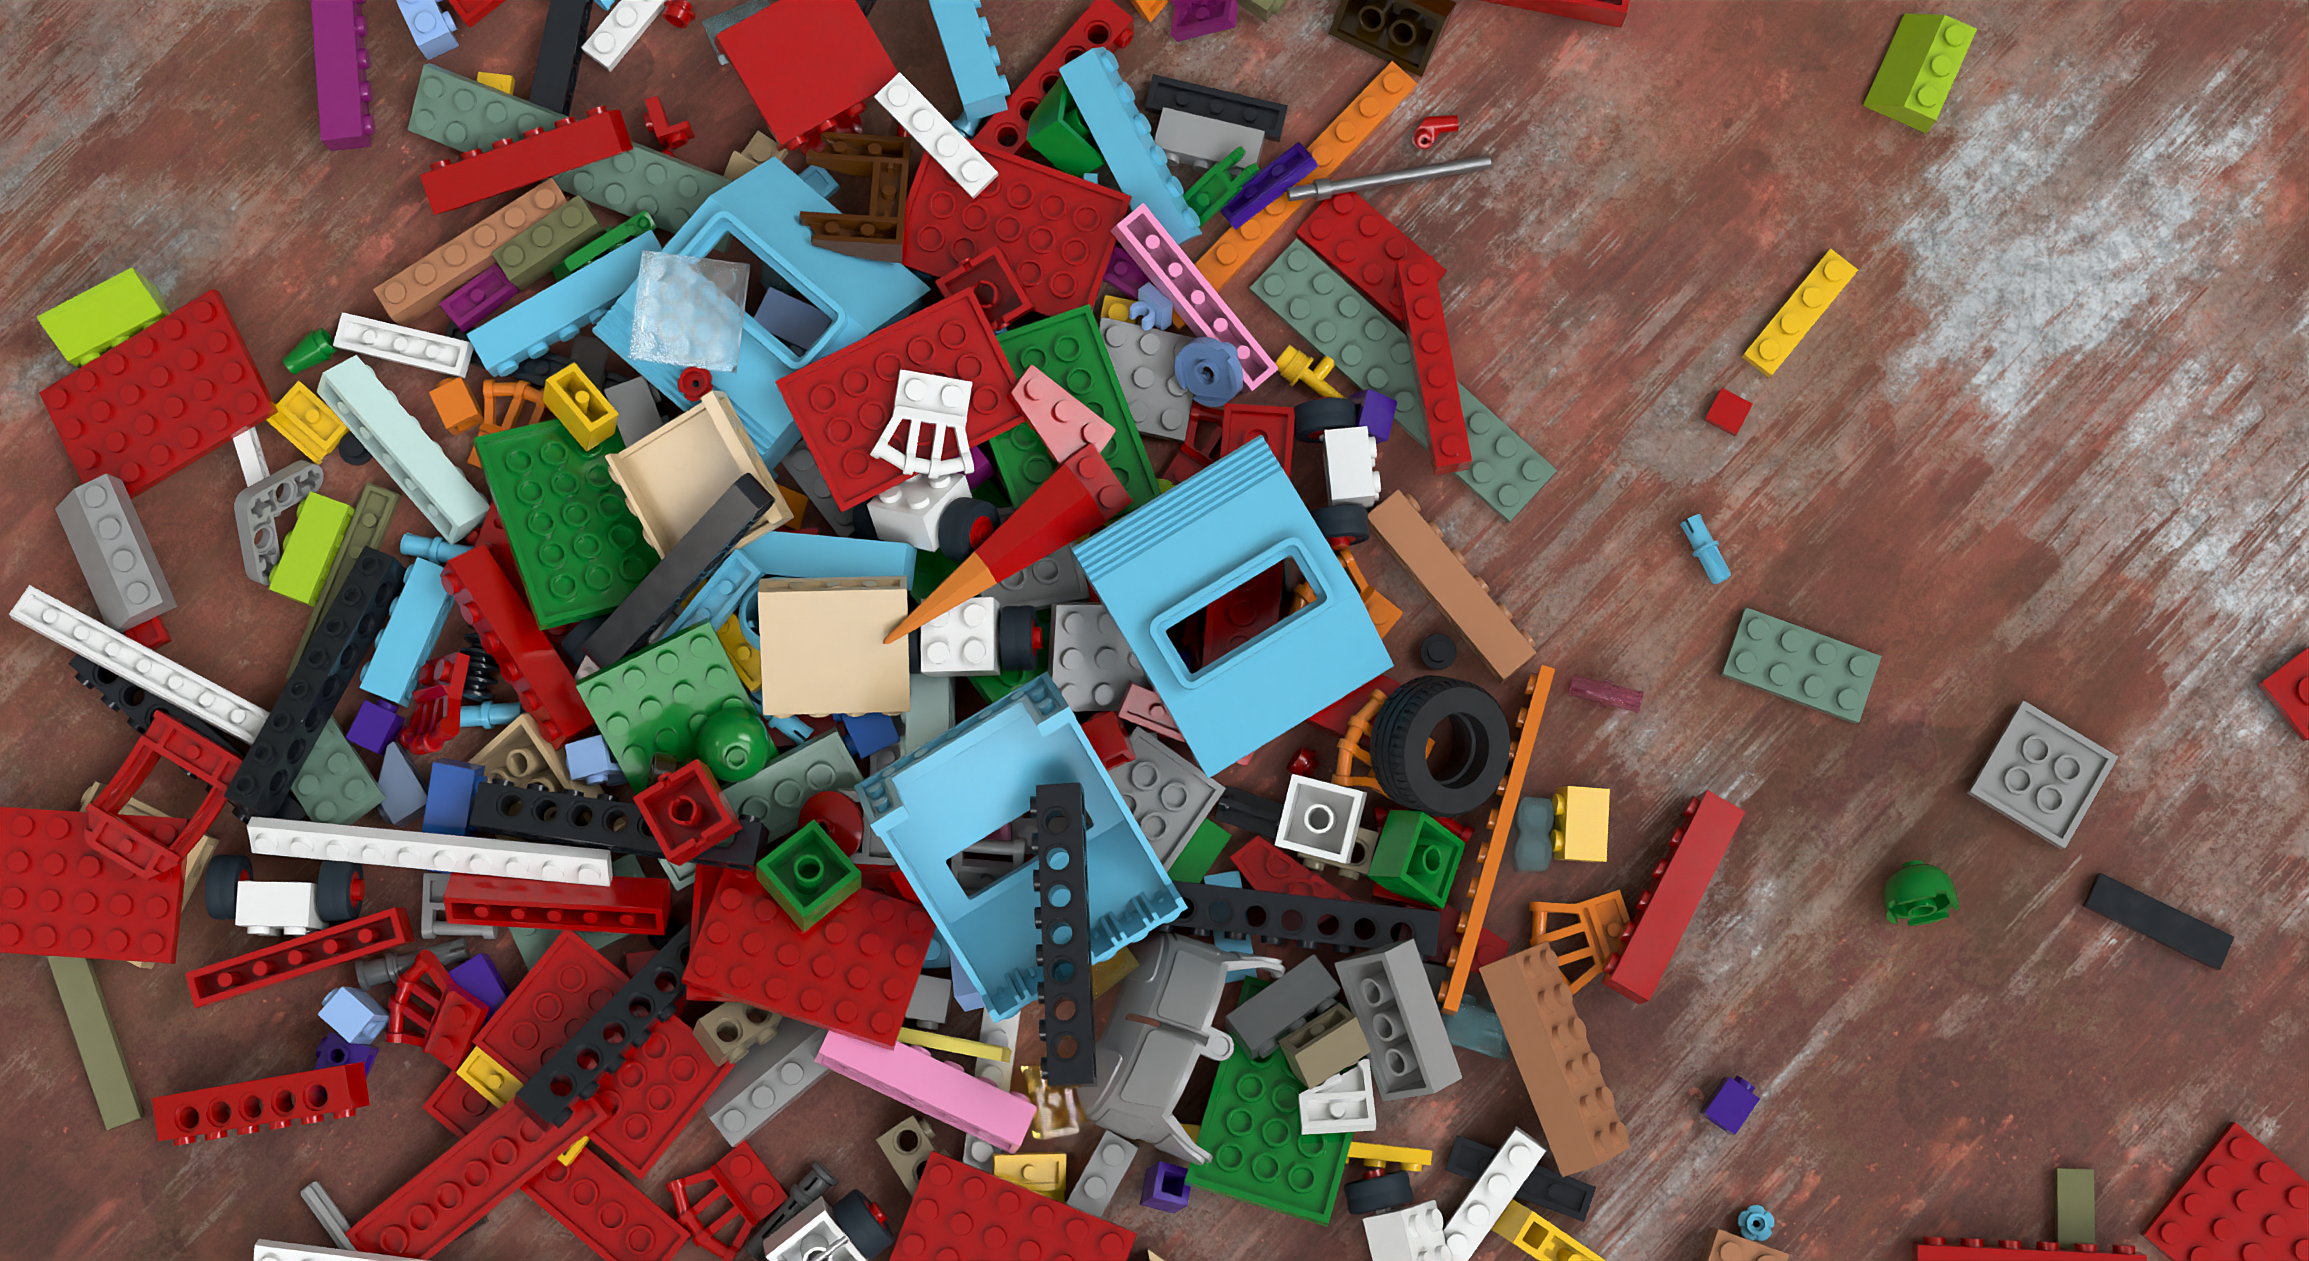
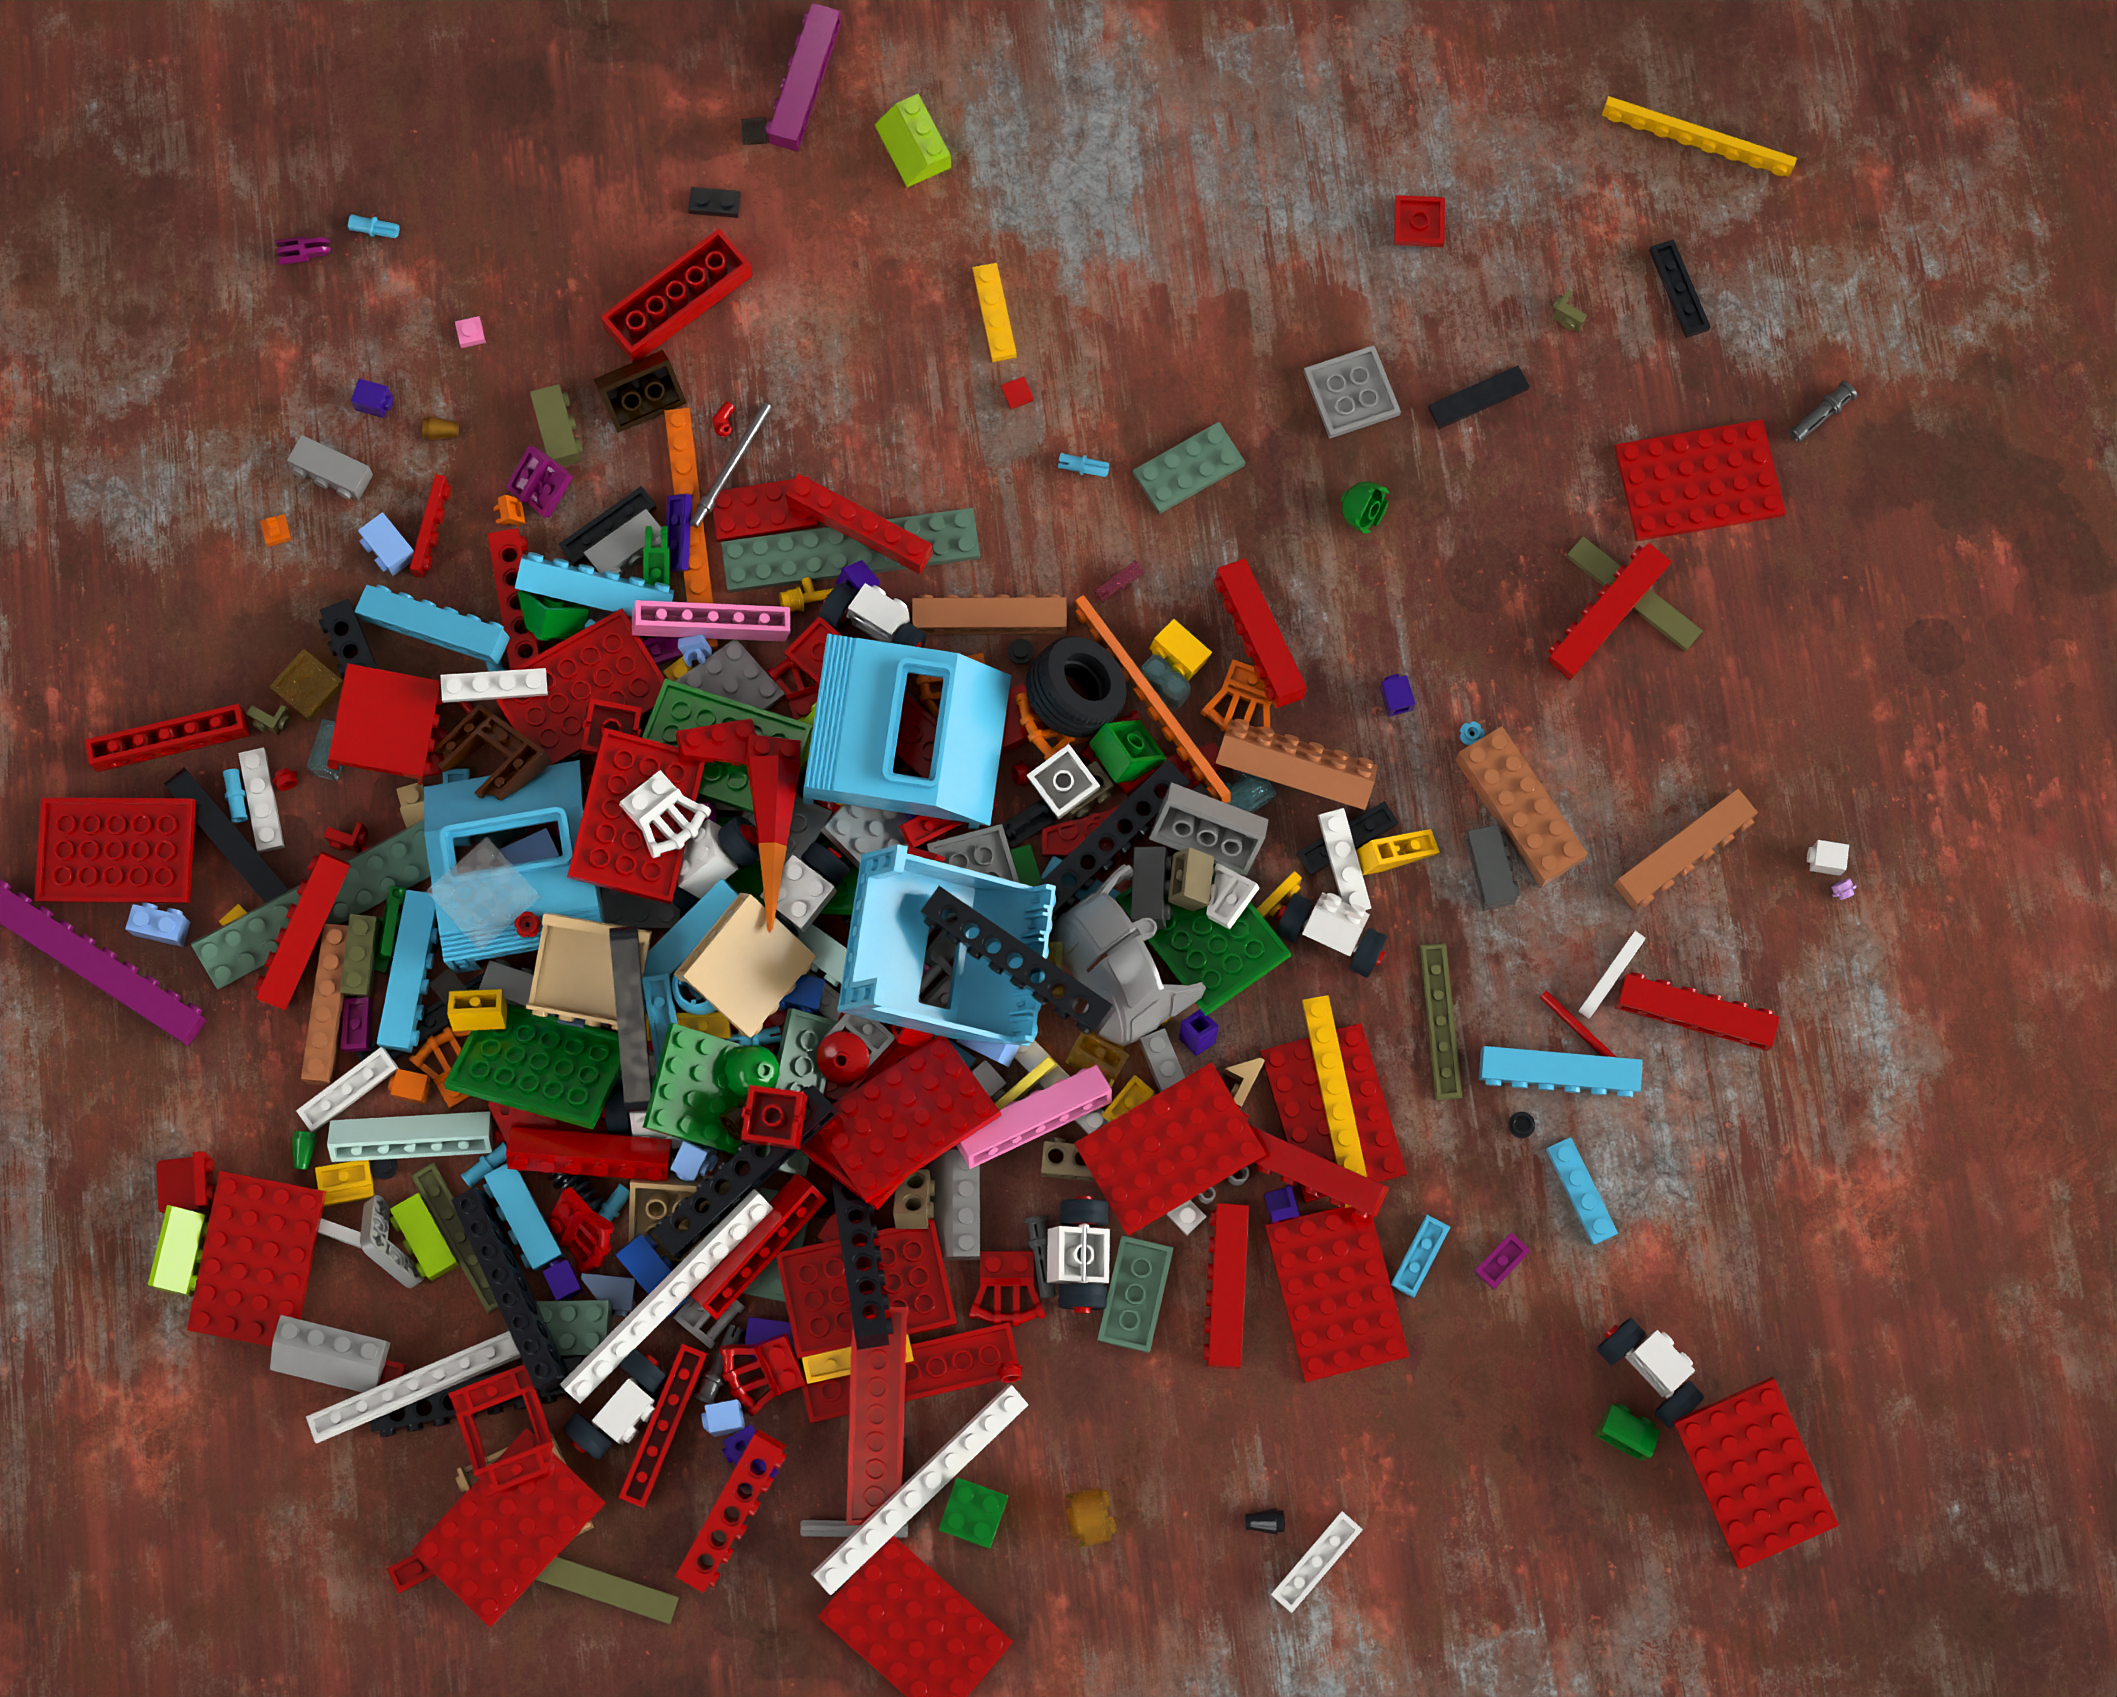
camera: 60 degrees left, 5 degrees down
(184, 265) = (186, 1182): none -> red bracket
(808, 875) = (864, 1083): green brick -> none
(1221, 359) = (756, 632): medium blue plate -> none

